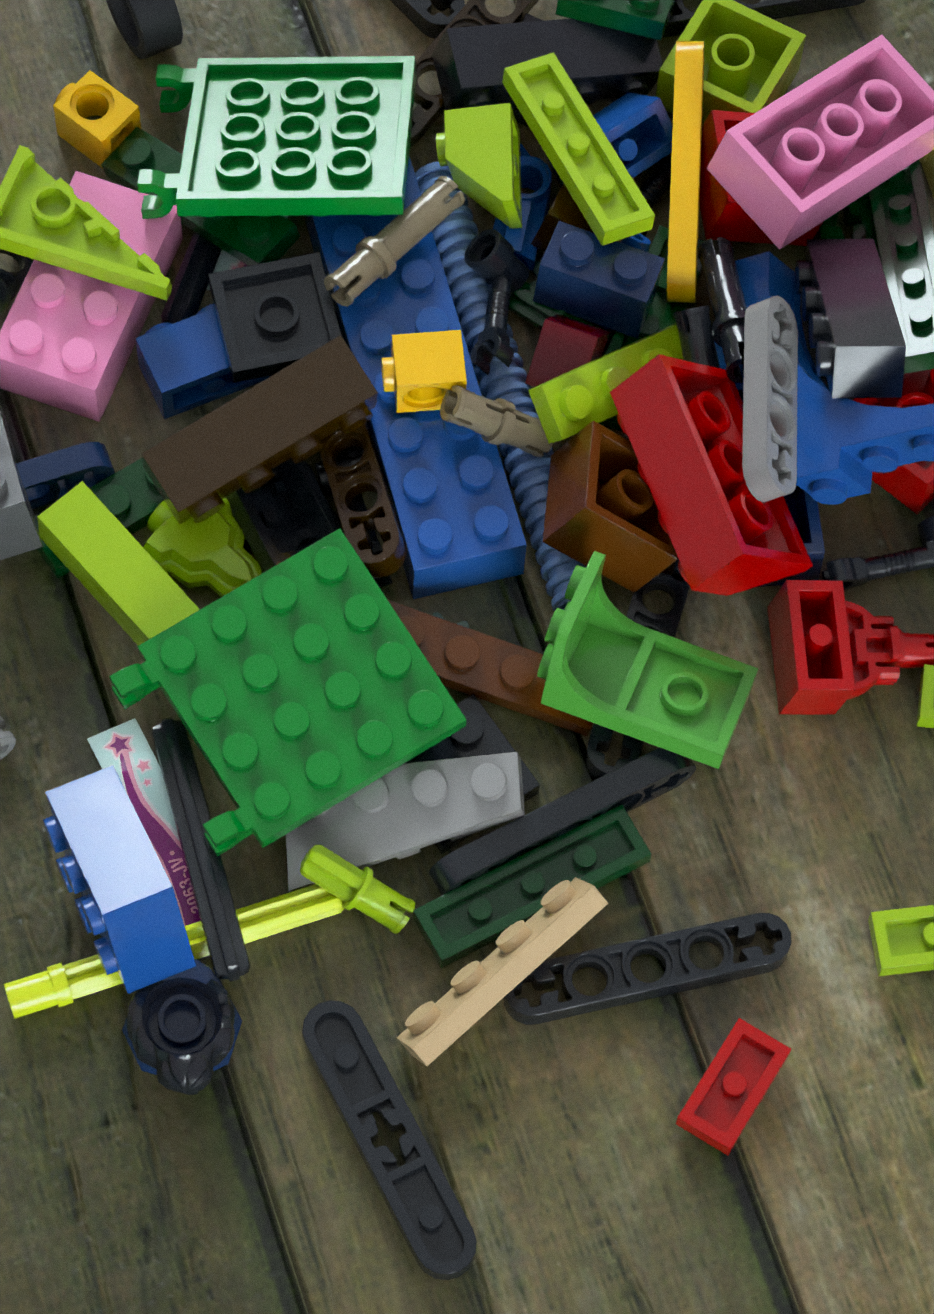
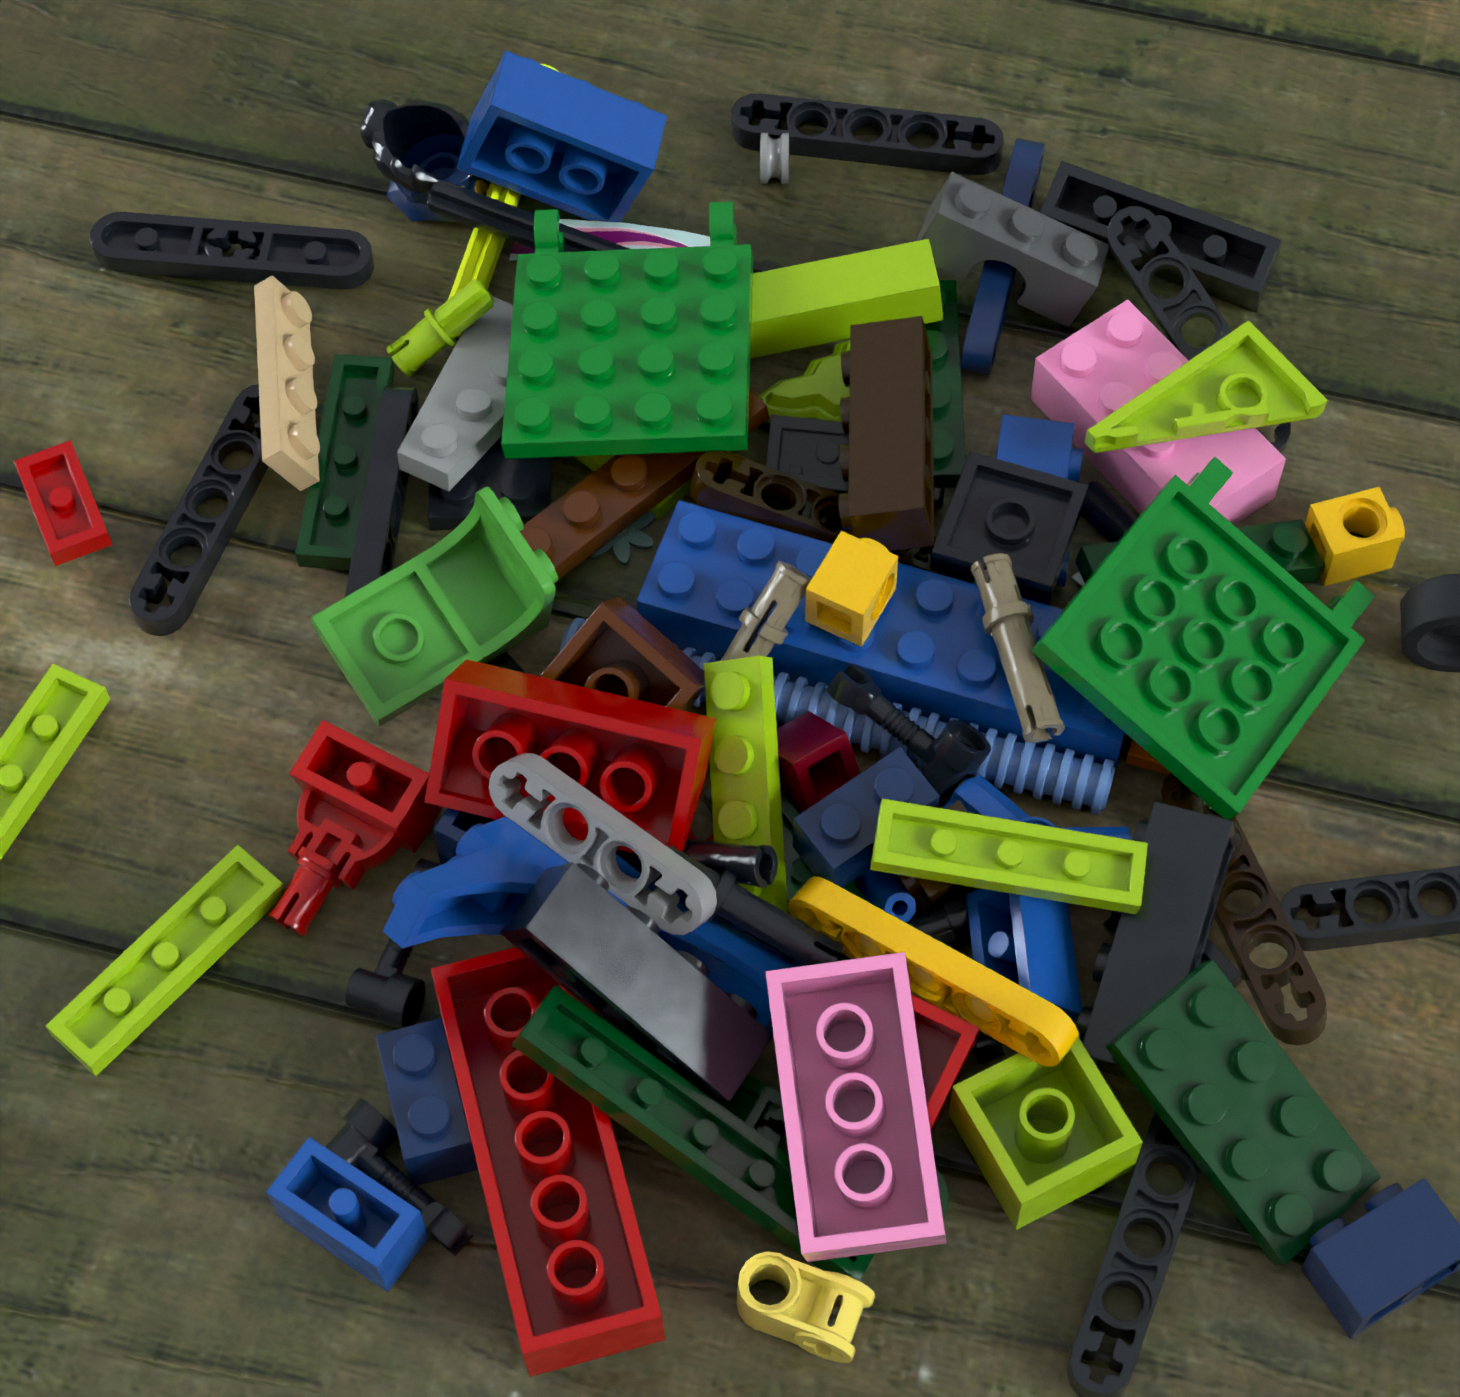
camera: 130 degrees right, 5 degrees down
(484, 158) = (1059, 787): lime slope -> none

